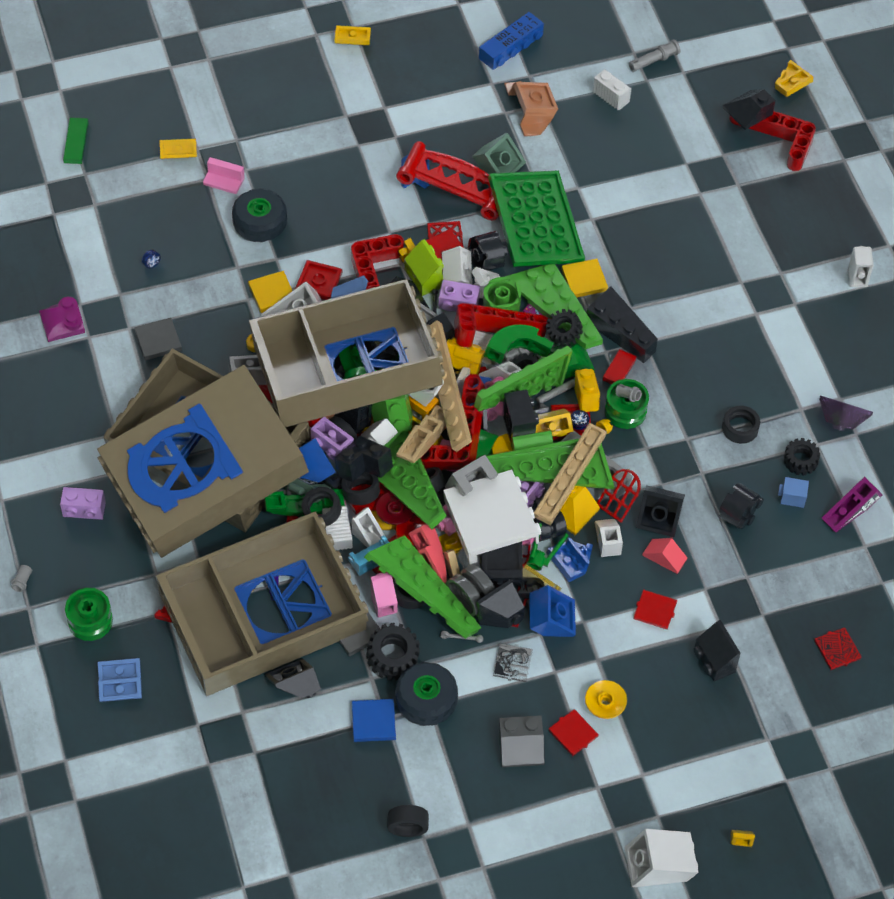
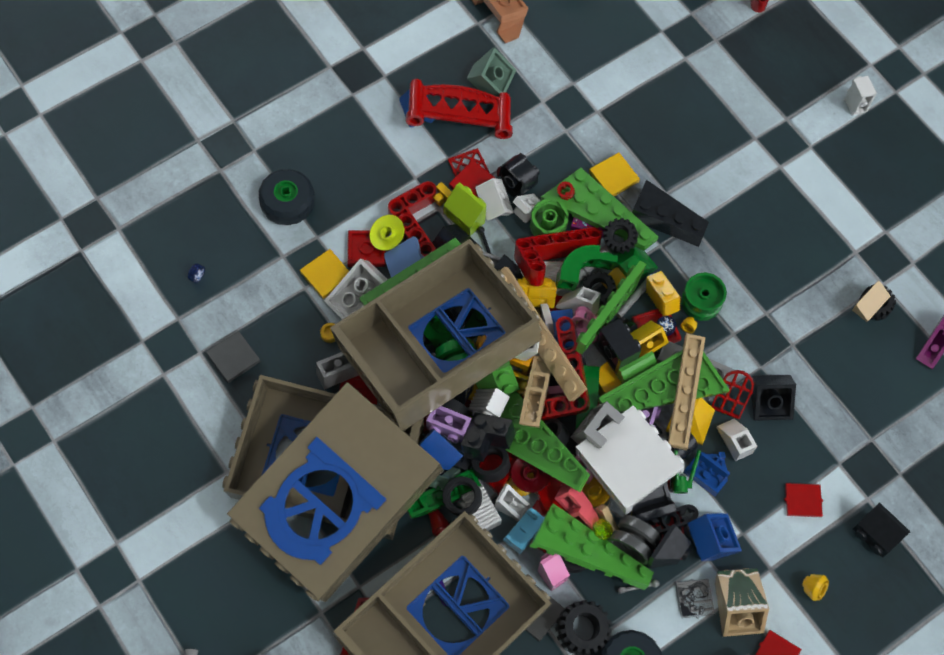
camera: 20 degrees left, 10 degrees up
(62, 319) = (130, 364): magenta slope -> none
(75, 140) = (75, 165): green tile -> none
(83, 503) = (223, 562): lavender brick -> none
(178, 148) = (181, 146): yellow plate -> none
(224, 175) = (235, 163): bright pink panel -> none
(341, 268) = (382, 228): none -> neon yellow dish
(443, 571) = (602, 529): none -> clear neon green tile
(454, 293) = (506, 229): lavender brick -> none
(528, 280) = (567, 195): none -> red bush
(536, 218) = (550, 127): green plate -> none
(542, 577) = (694, 503): clear yellow piece -> none
(553, 675) = (741, 602): none -> tan slope
(606, 691) = (803, 605): yellow dish -> none
(619, 367) = (680, 259): red tile -> none
(632, 394) = (707, 288): light grey pin -> none
(634, 683) = (815, 586): none -> yellow cone
(666, 553) = (792, 439): coral slope -> none
(740, 506) = (845, 373): black brick -> none
(741, 412) = (818, 274): black tyre -> none
(792, 450) = (871, 301): none -> tan slope
(793, 492) = (884, 341): medium blue brick -> none
(843, 414) = (898, 248): clear purple slope -> none

